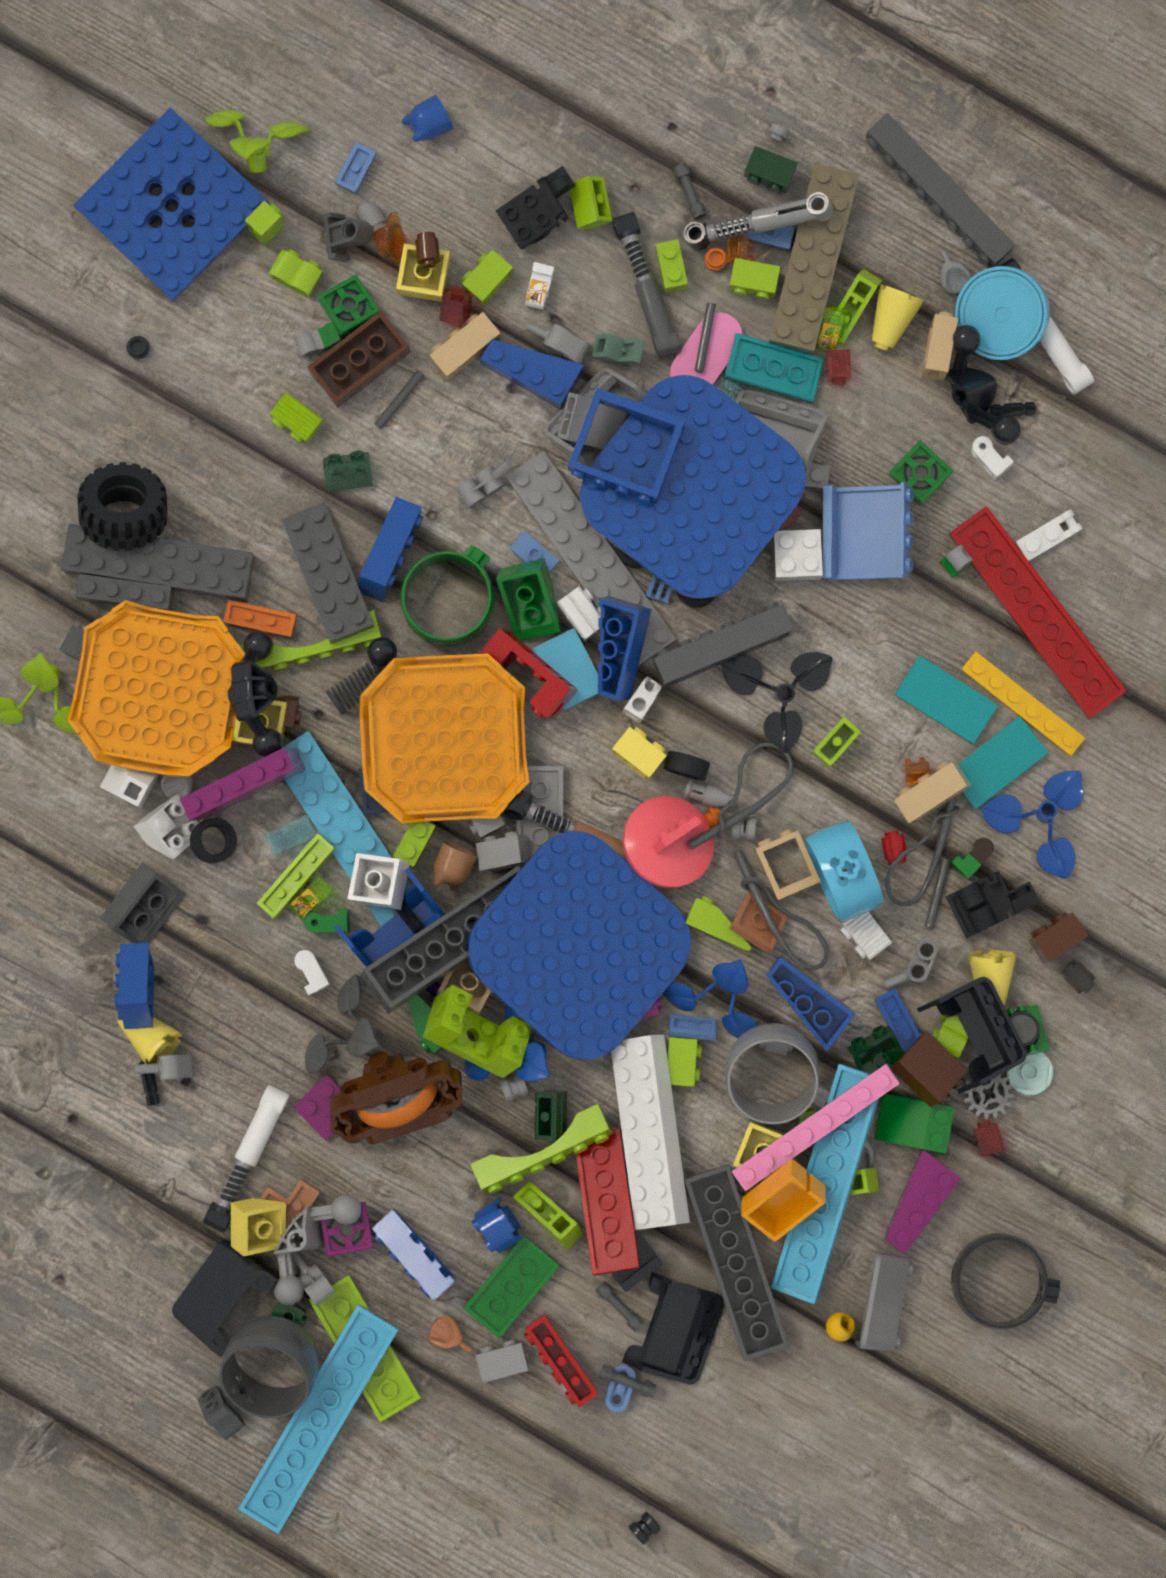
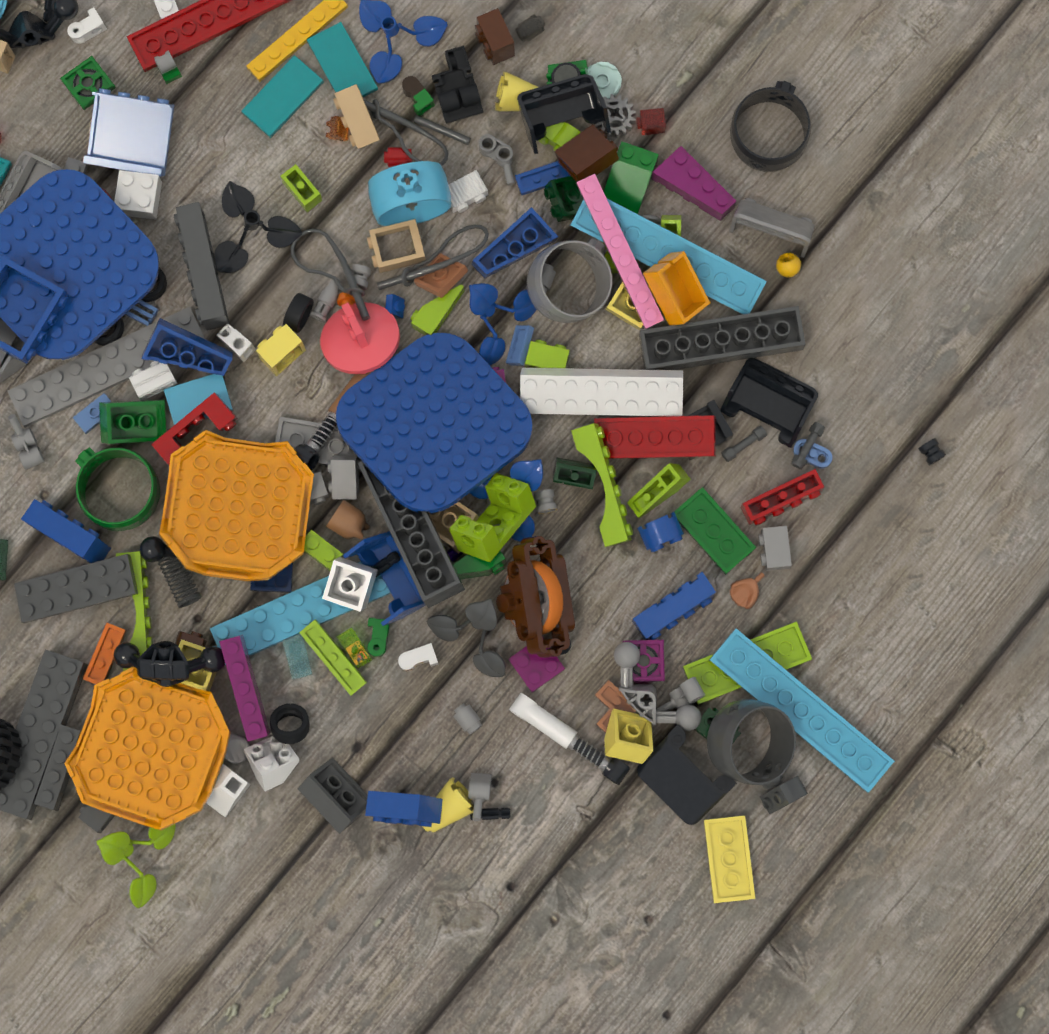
camera: 80 degrees left, 5 degrees down
(139, 1361) = (729, 859): none -> light yellow plate
(251, 1039) = (467, 718): none -> light grey brick
(715, 875) = (395, 305): none -> blue plate

